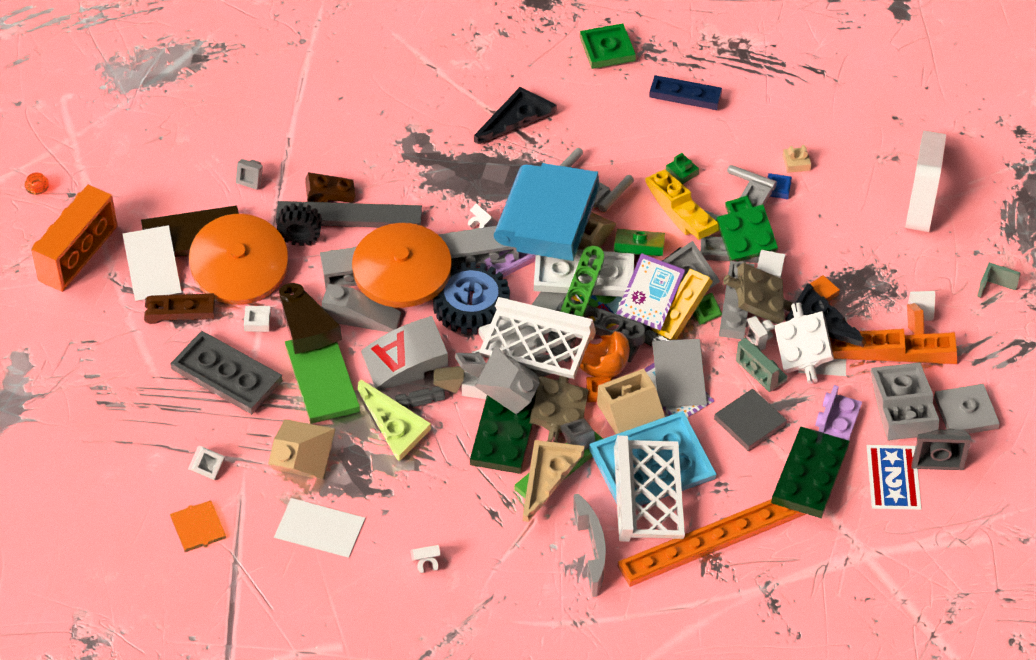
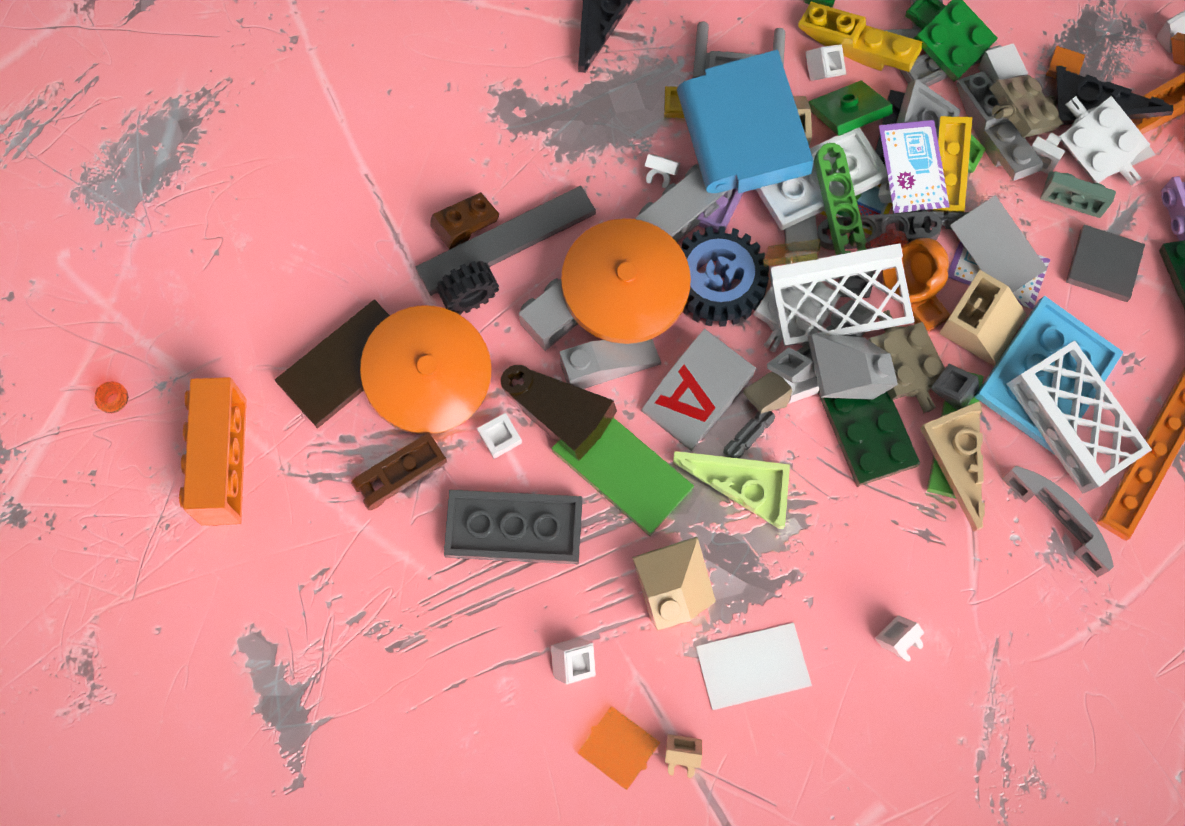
camera: 30 degrees left, 20 degrees up
(151, 262) = (327, 430): white sticker -> none
(234, 544) = (683, 752): none -> tan tile
(249, 173) = (359, 248): light grey tile -> none
(524, 300) = (792, 252): none -> clear yellow piece
(601, 325) = (888, 238): none -> clear red tile
(648, 211) = (825, 62): none -> white slope

